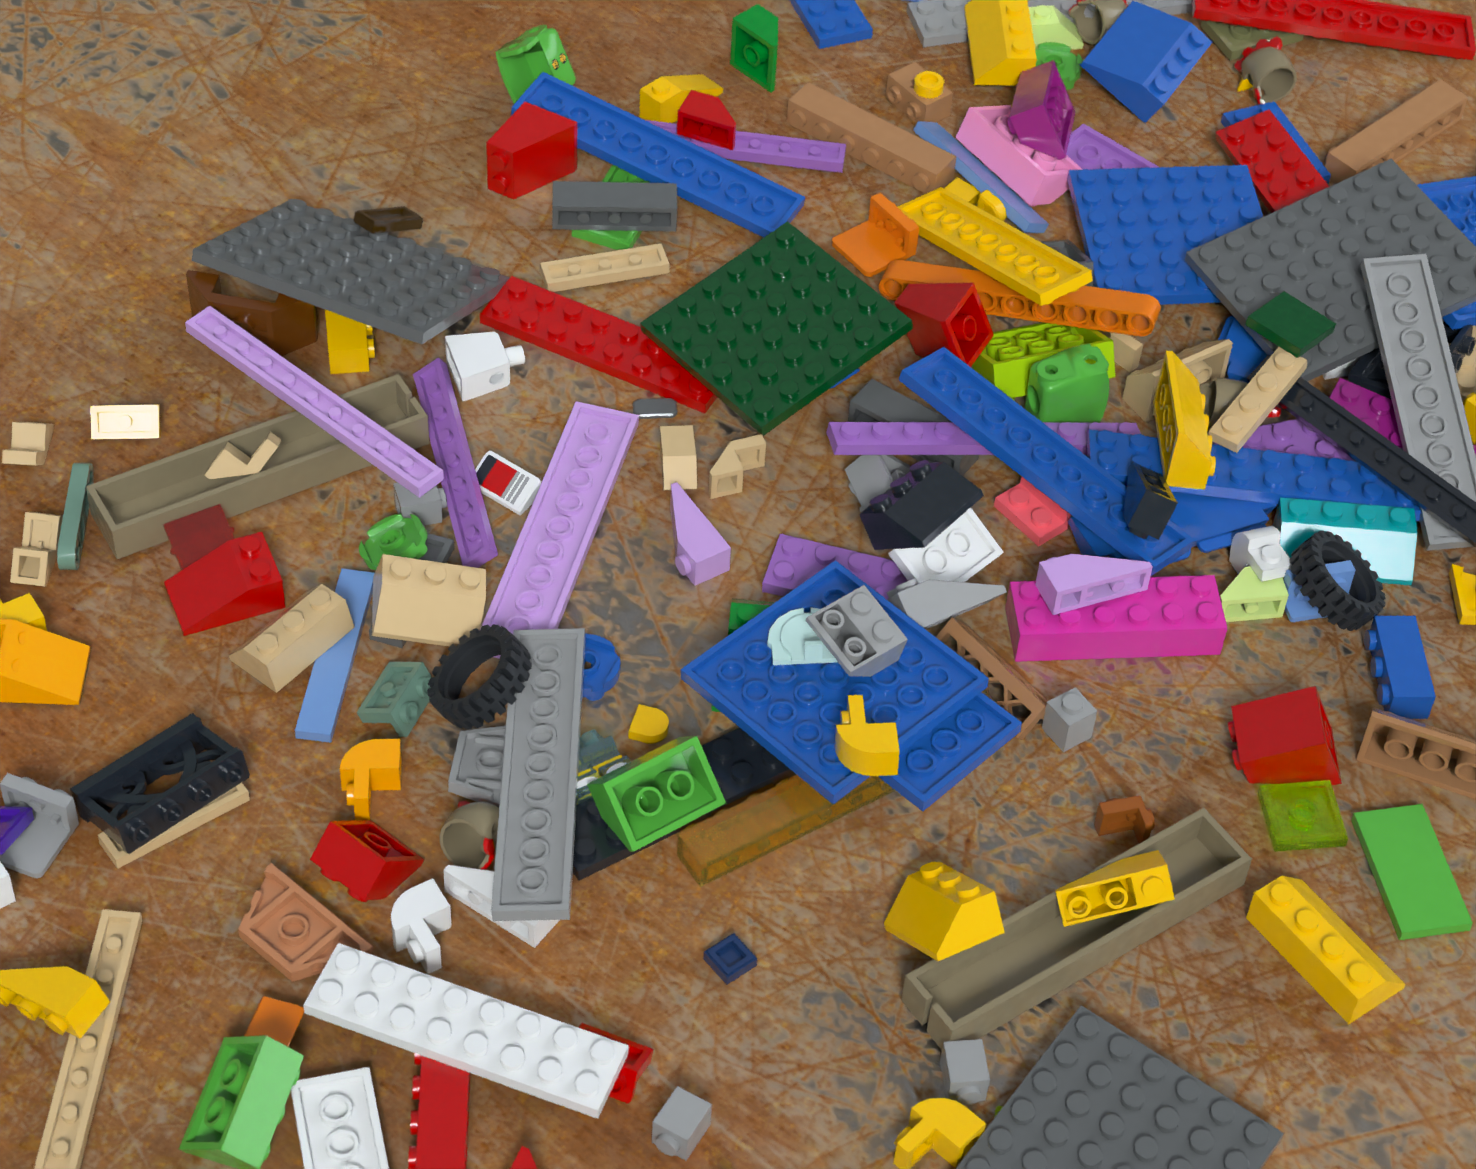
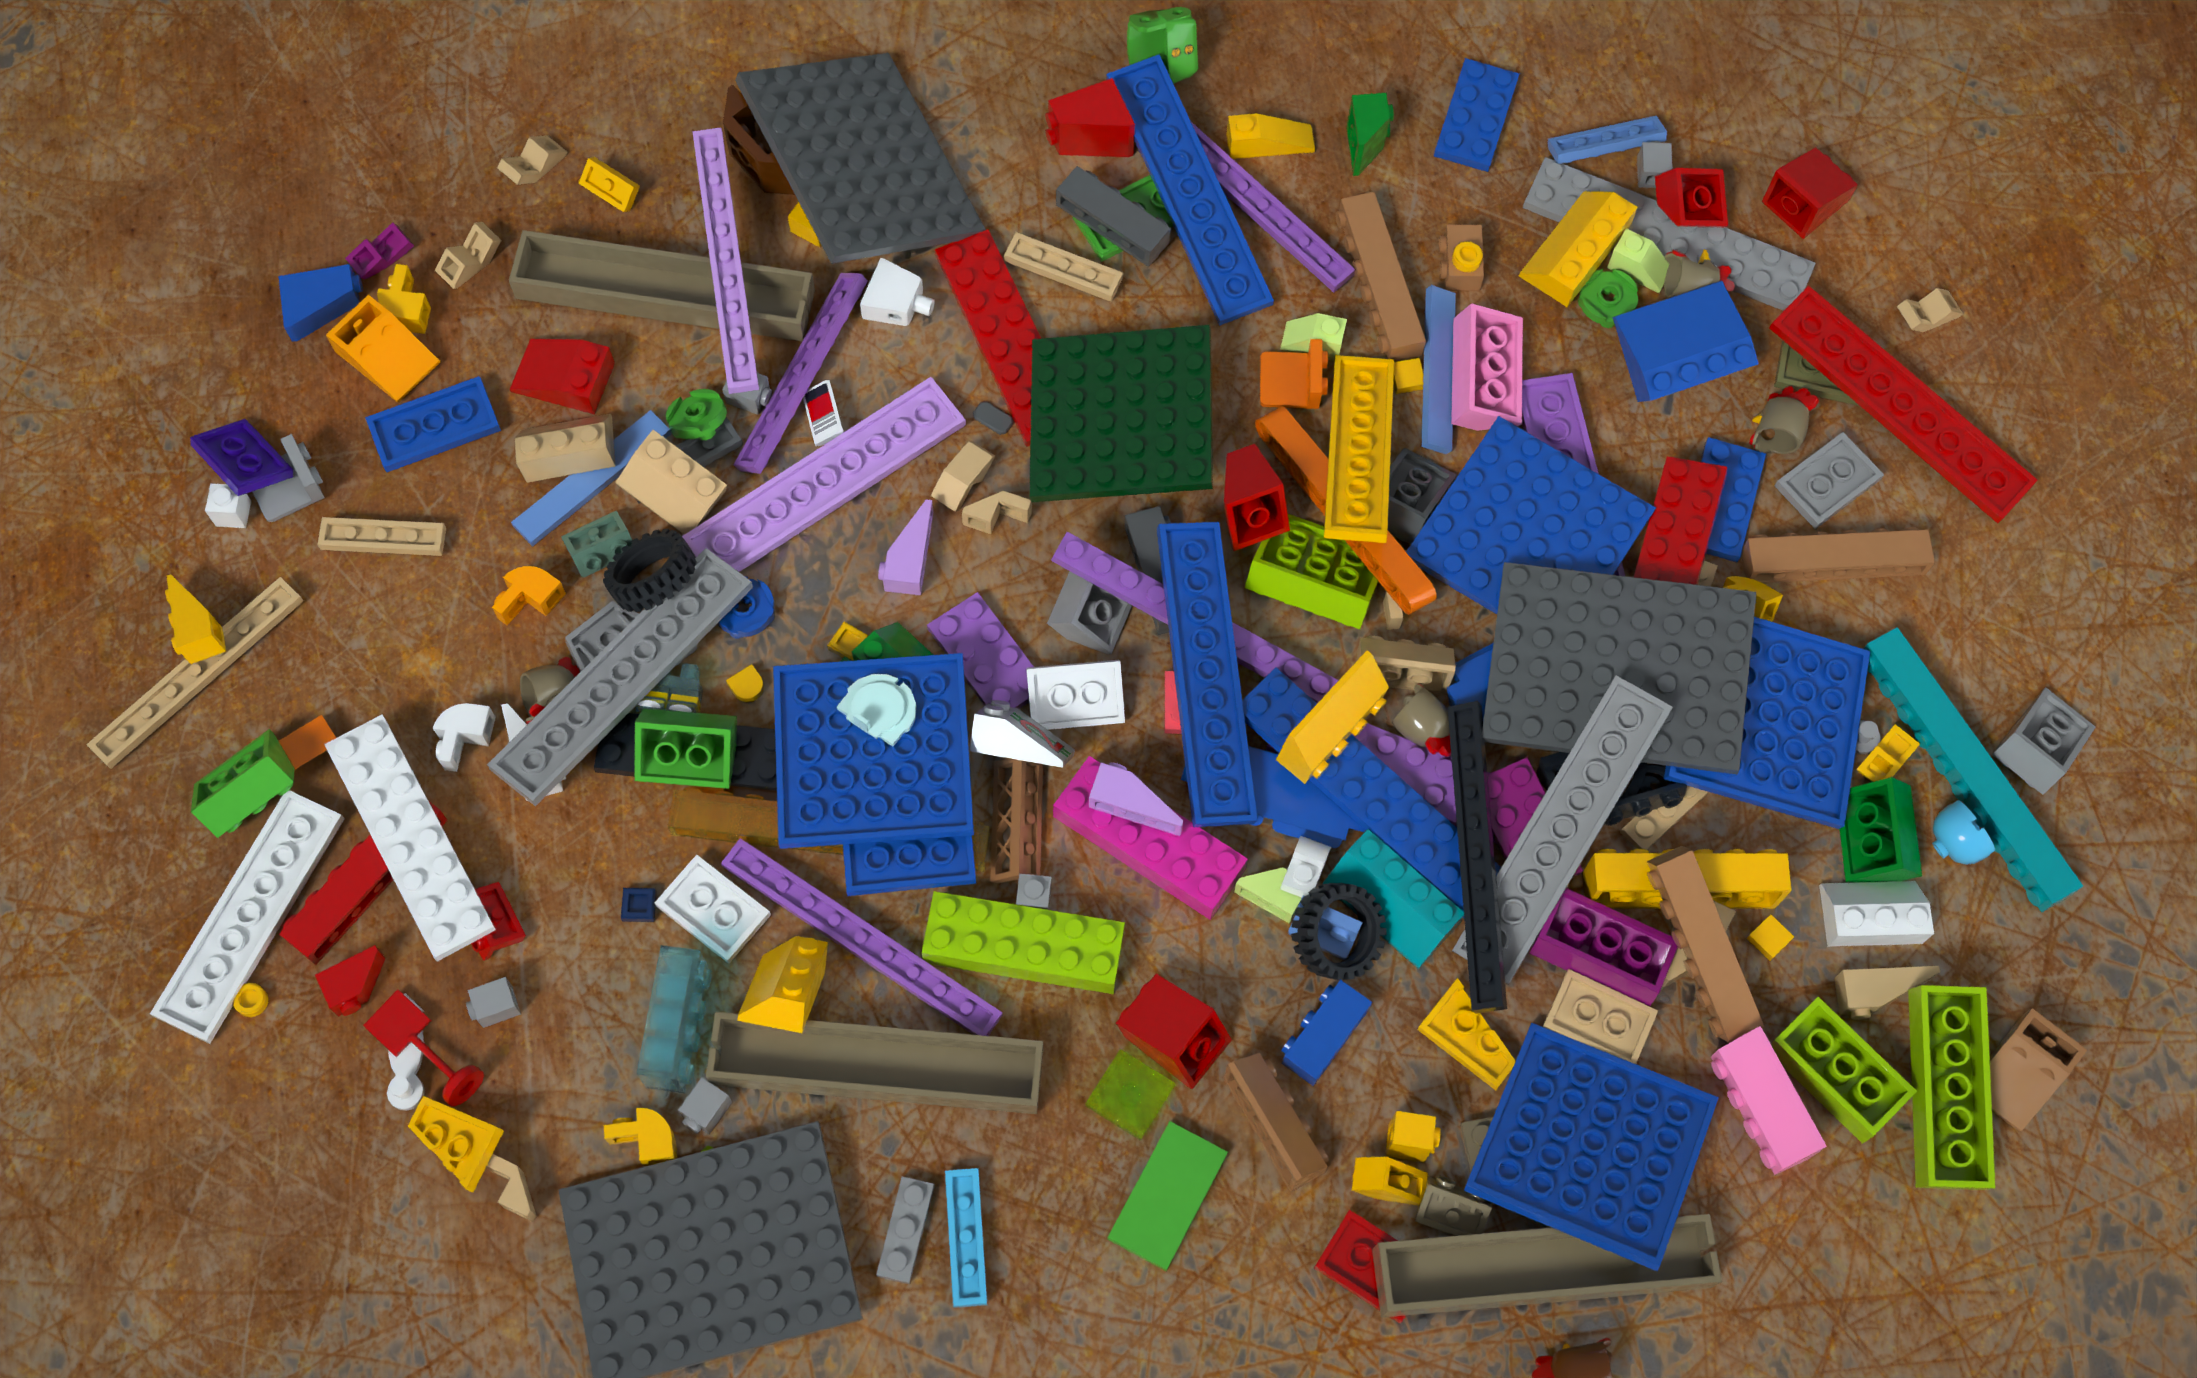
camera: 40 degrees right, 20 degrees up
(74, 517) = (503, 253): sand green beam -> none
(135, 698) = (432, 424): none -> blue plate
(168, 753) = (368, 487): black fence -> none
(197, 534) = (576, 319): clear red piece -> none
(235, 463) = (640, 277): tan slope -> none
(294, 928) = (386, 678): nougat wing -> none
(364, 859) = (471, 656): red slope -> none
(388, 219) = (938, 119): dark brown tile -> none
(703, 636) = (846, 640): none -> yellow tile
(706, 120) = (1254, 177): red slope -> none
(804, 913) = (712, 909): none -> white plate
(854, 203) = (1315, 326): none -> yellowish green slope
(859, 633) = (893, 733): light grey slope -> none
(864, 747) = (823, 820): yellow brick -> none
(870, 1013) = (673, 1019): none -> clear light blue brick
(918, 506) = (1072, 649): black slope -> none
(953, 848) = (861, 939): none -> medium lavender plate
(991, 205) = (1413, 407): yellow tile -> none
(1042, 111) = (1536, 344): magenta slope -> none
(1068, 387) = (1289, 622): bright green piece -> none
(1097, 759) = (1023, 942): none -> lime brick
(1116, 889) = (922, 1057): yellow slope -> none
(1124, 815) = (998, 996): dark orange bracket -> none
(1147, 502) = (1240, 764): black slope -> none
(1235, 1050) = (905, 1230): none -> light grey plate
(1257, 400) = (1426, 735): tan plate -> none
(1290, 324) = (1510, 689): dark green tile -> none
(1293, 1016) = (966, 1238): none -> medium azure plate
(1322, 947) = (1044, 1205): yellow slope -> none
(1335, 94) = (1829, 480): none -> light grey plate

